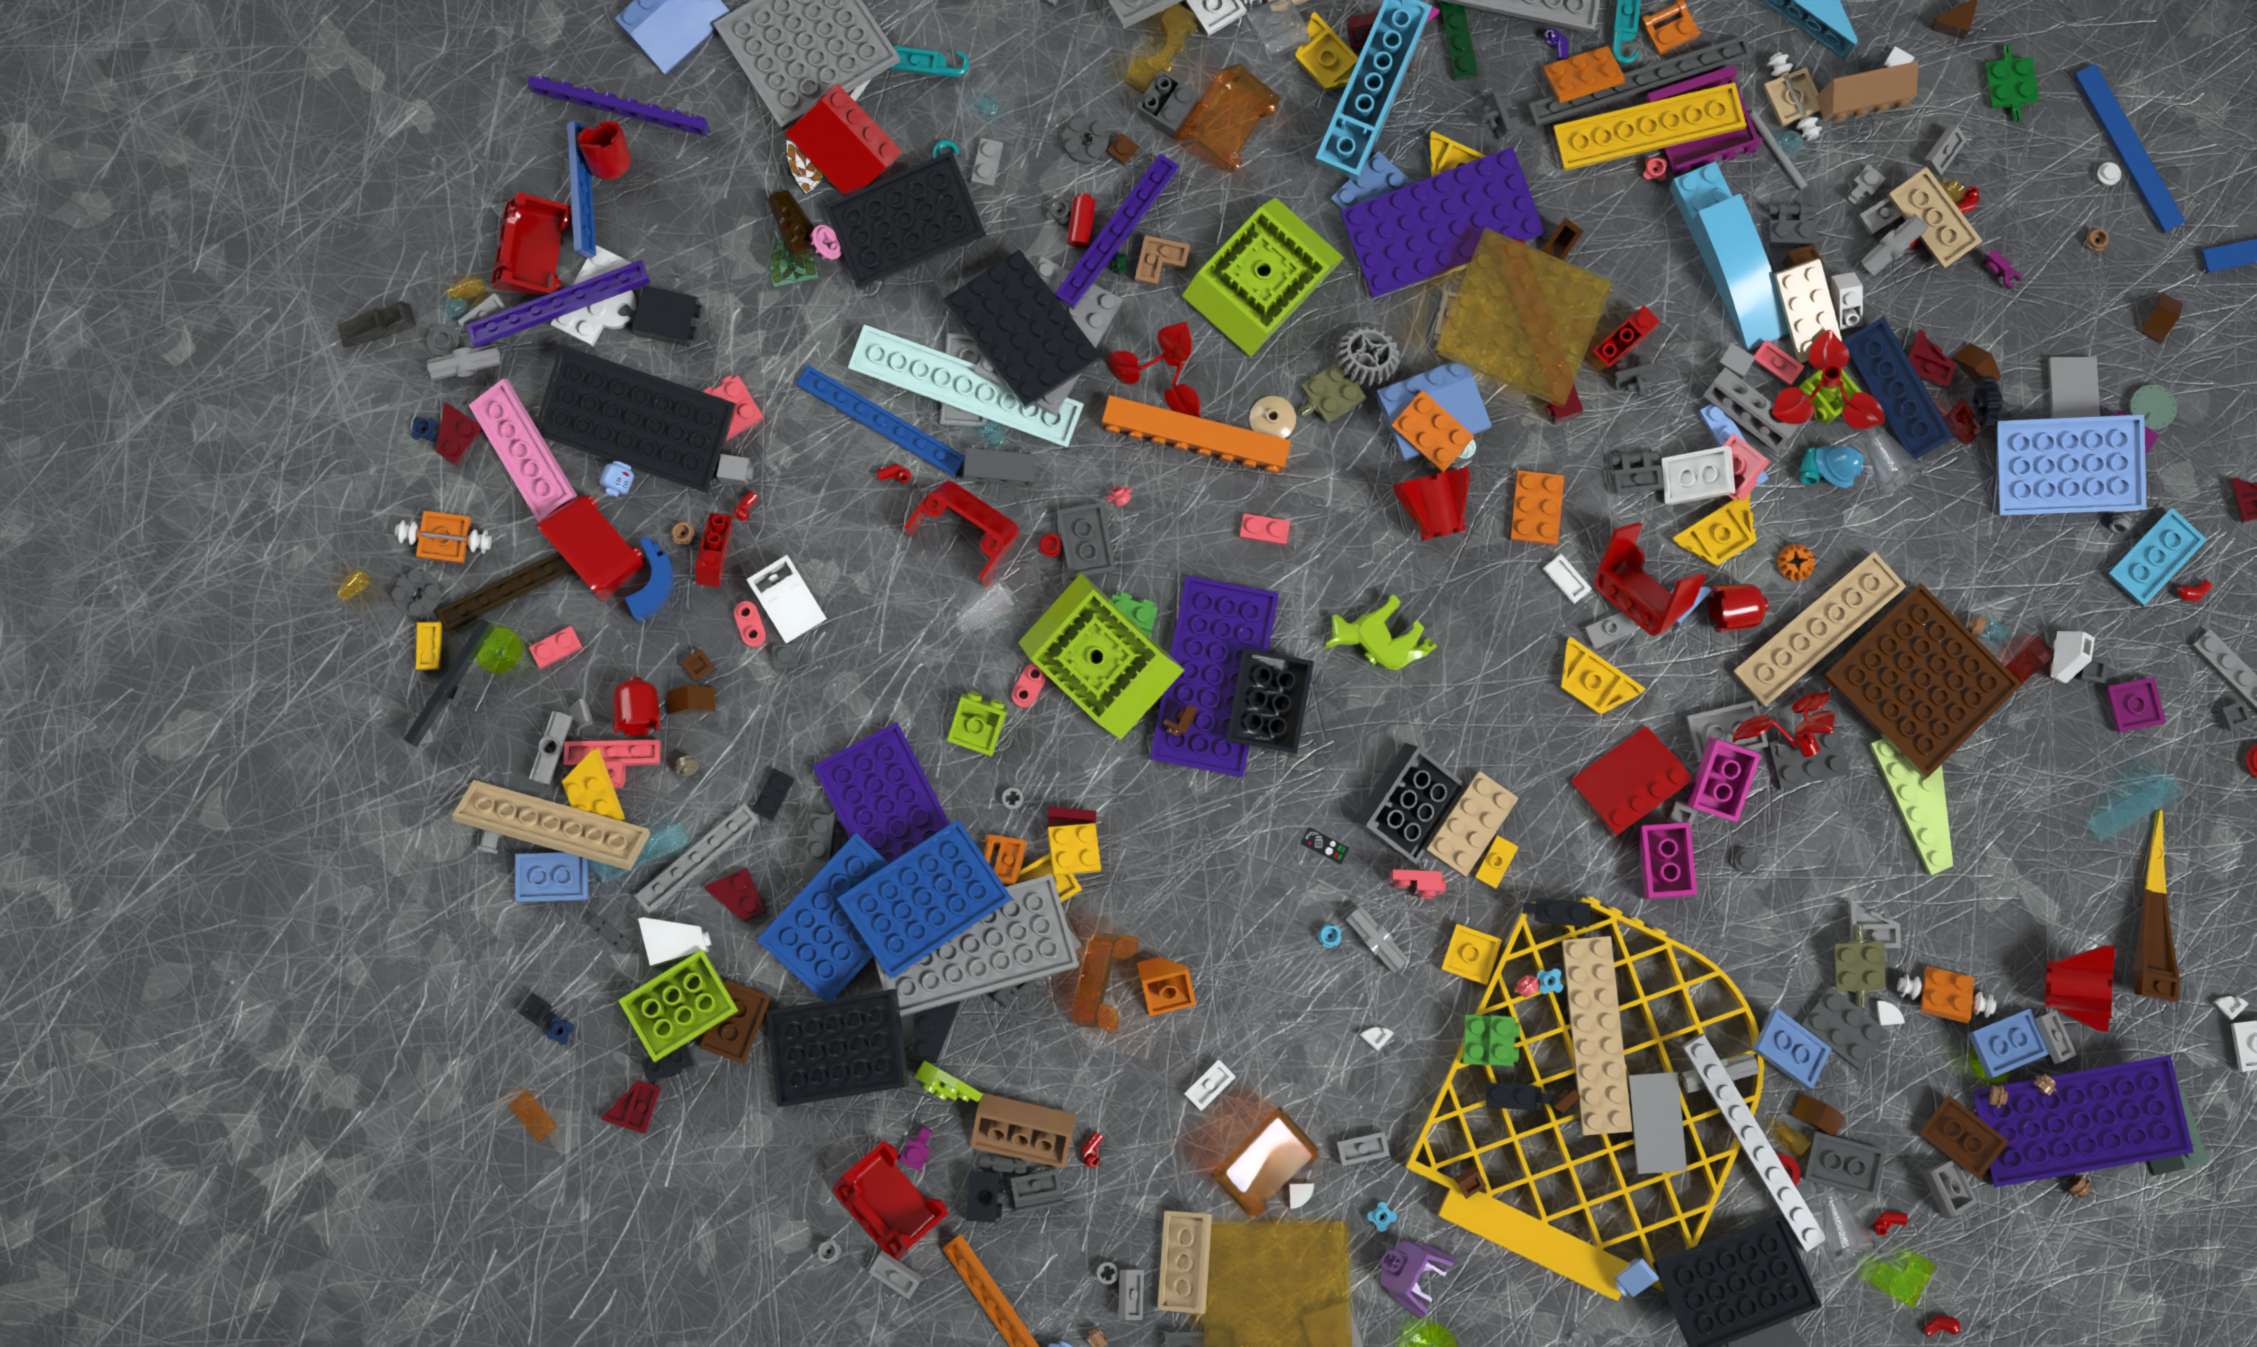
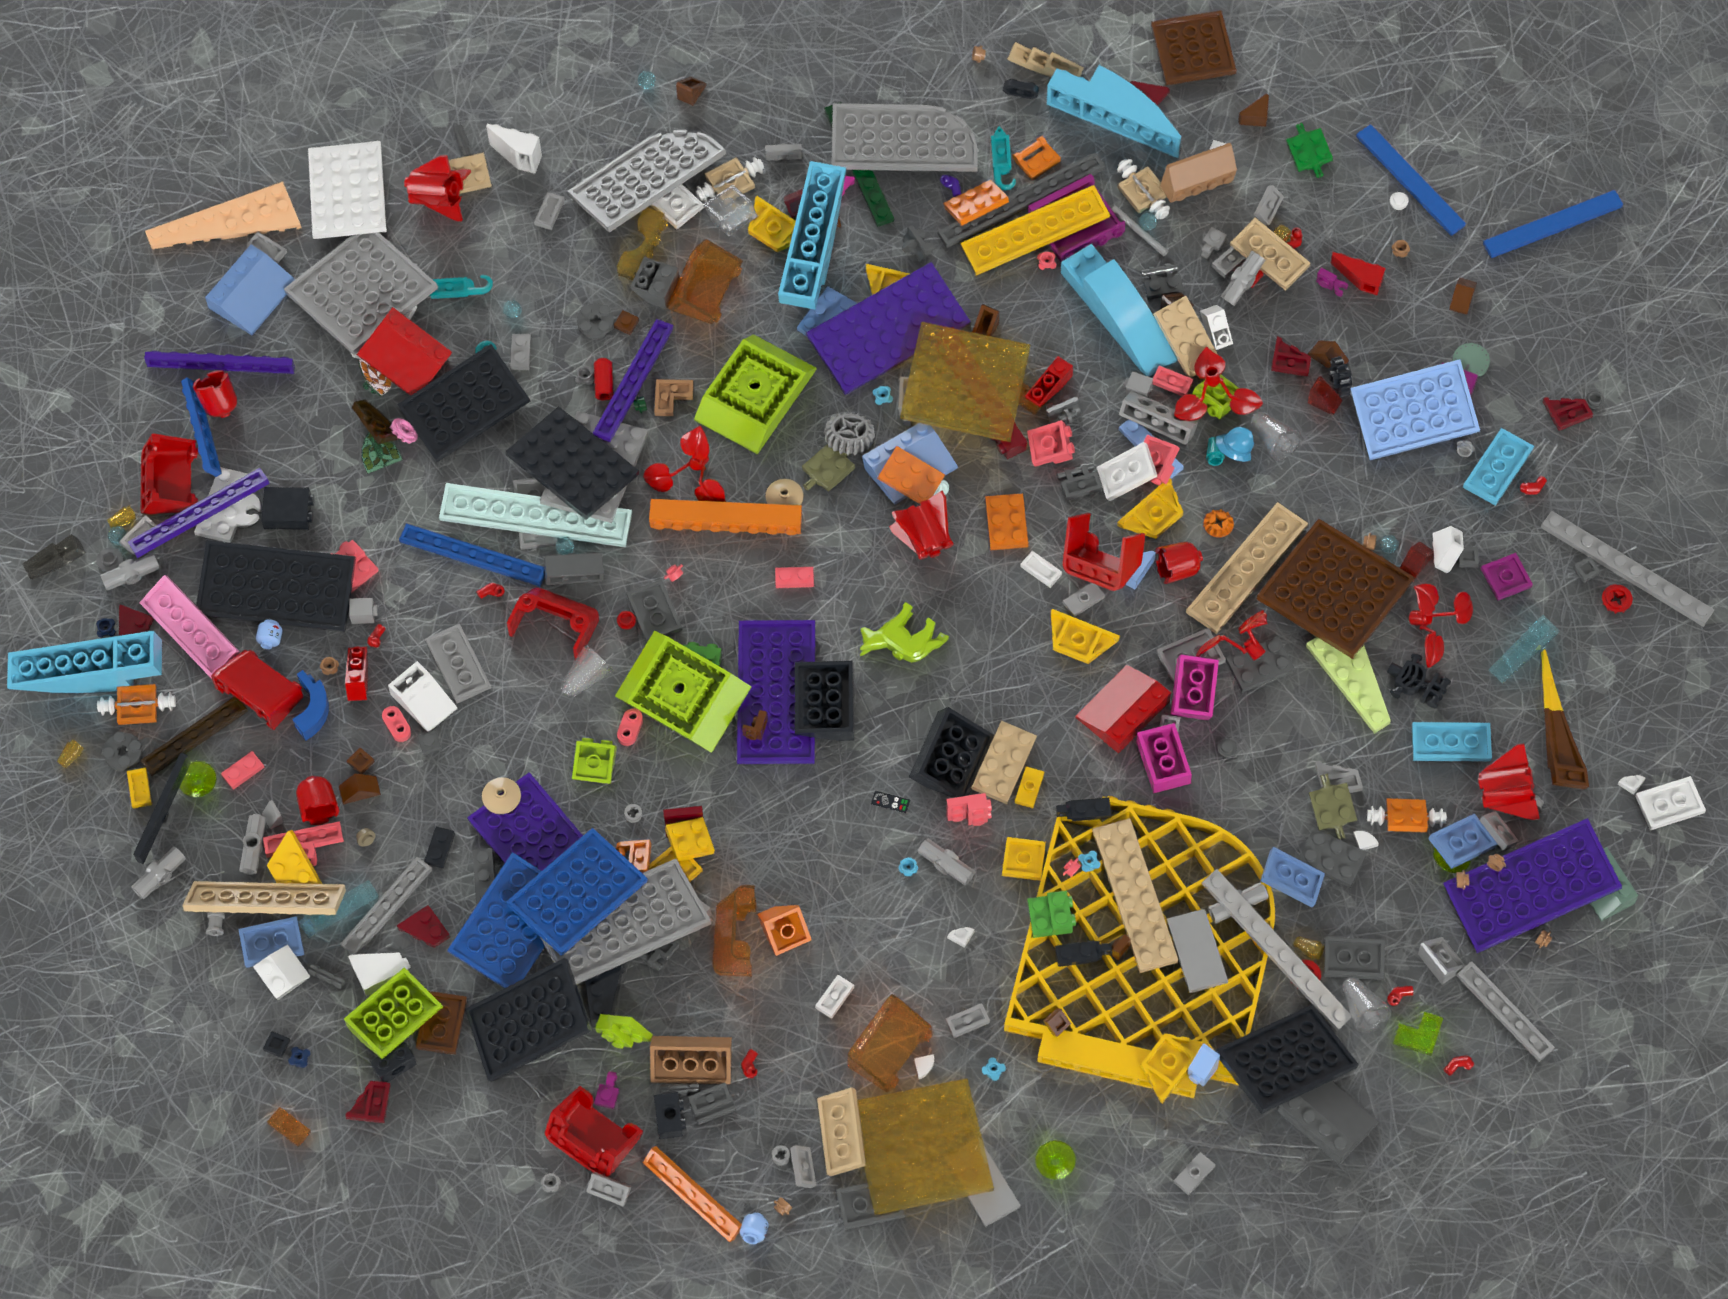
camera: 10 degrees left, 15 degrees down
(388, 478) = (86, 665): none -> medium azure slope
(433, 761) = (158, 872): none -> light grey piece
(556, 922) = (281, 972): none -> white slope
(837, 560) = (458, 663): none -> light grey tile
(858, 758) = (501, 803): none -> tan dish
(1402, 1276) = (1018, 1108): medium lavender piece -> none
(1423, 305) = (882, 390): none -> medium azure plate
(1595, 1261) = (1169, 1063): none -> yellow wing
(1611, 417) = (1051, 443): none -> coral plate
(1817, 1115) = (1325, 925): reddish brown slope -> none
(1898, 389) = (1269, 381): dark blue plate -> none
(1964, 1137) = (1443, 917): reddish brown plate -> none
(1979, 805) = (1432, 689): none -> black piece
(2013, 1271) = (1505, 1011): none -> light grey plate
(2022, 908) = (1451, 741): none -> medium azure plate
(2035, 729) = (1427, 598): none -> red plant
(2041, 265) = (1363, 275): none -> red slope
(2073, 387) = (1405, 353): light grey tile -> none

